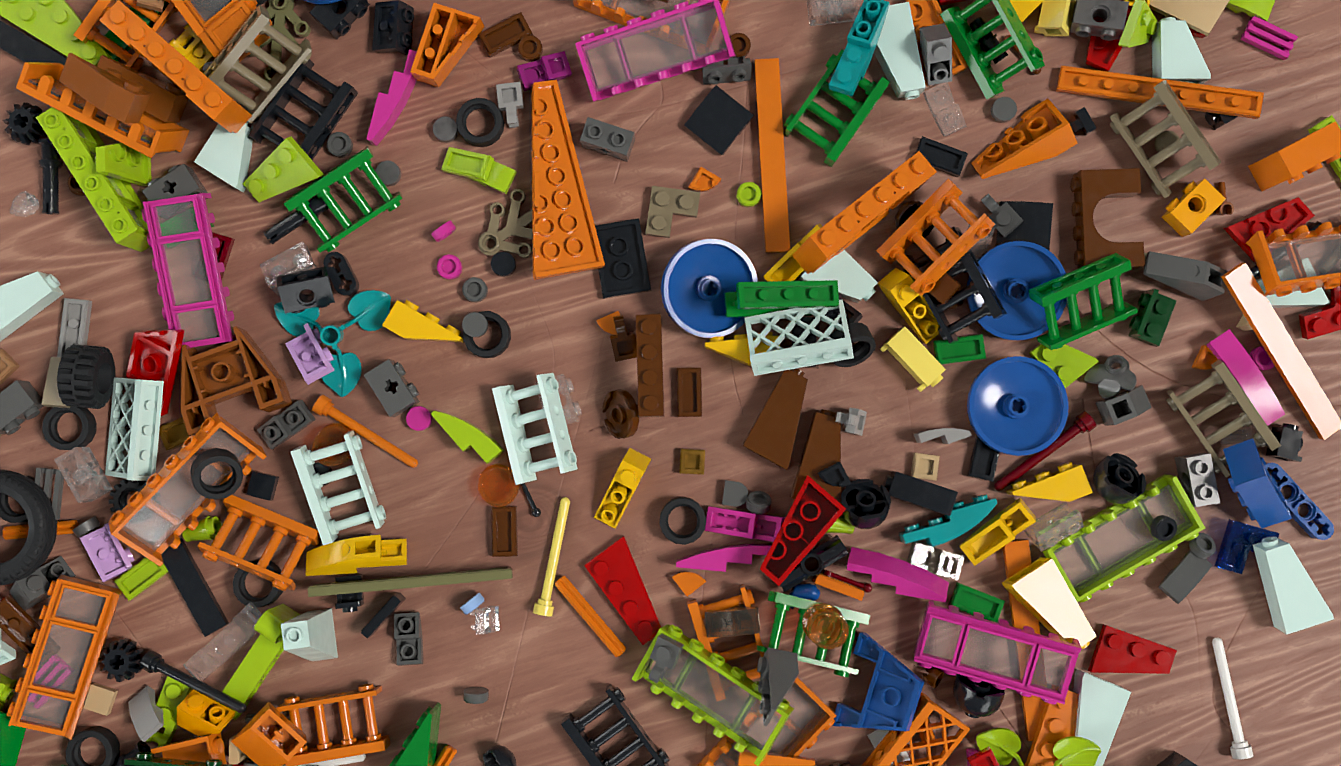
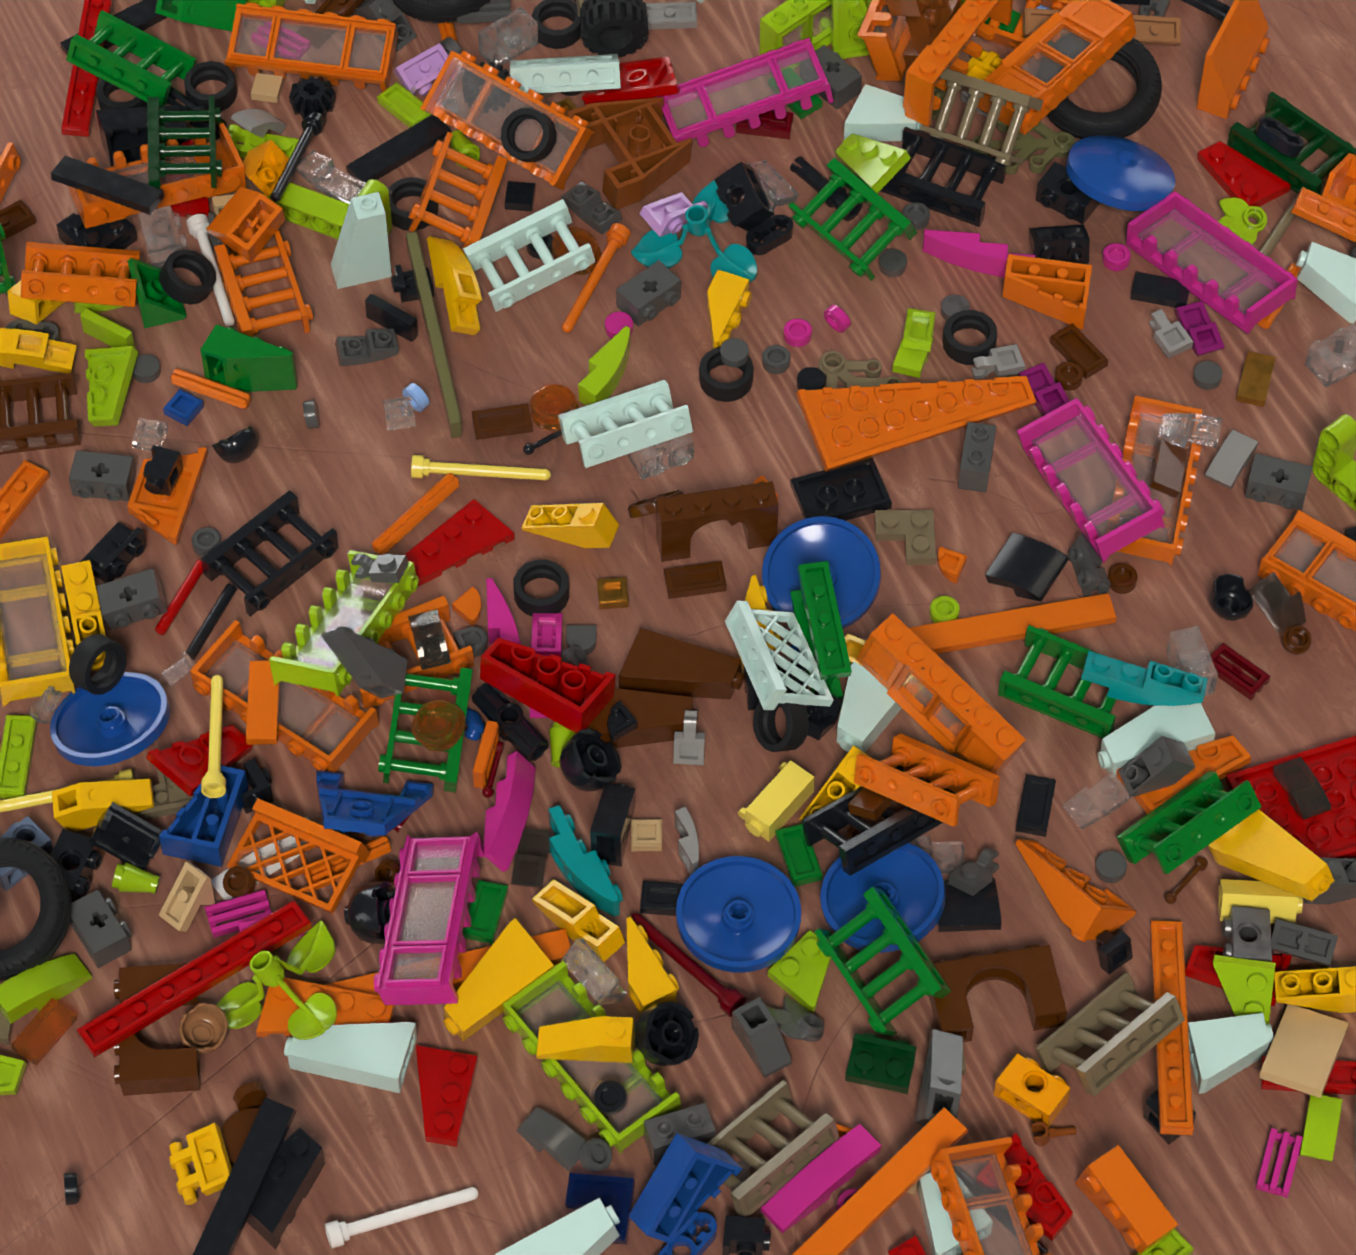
camera: 80 degrees right, 30 degrees down
(723, 584) = (472, 636): none -> dark grey tile
(1128, 541) = (588, 1040): none -> yellow slope

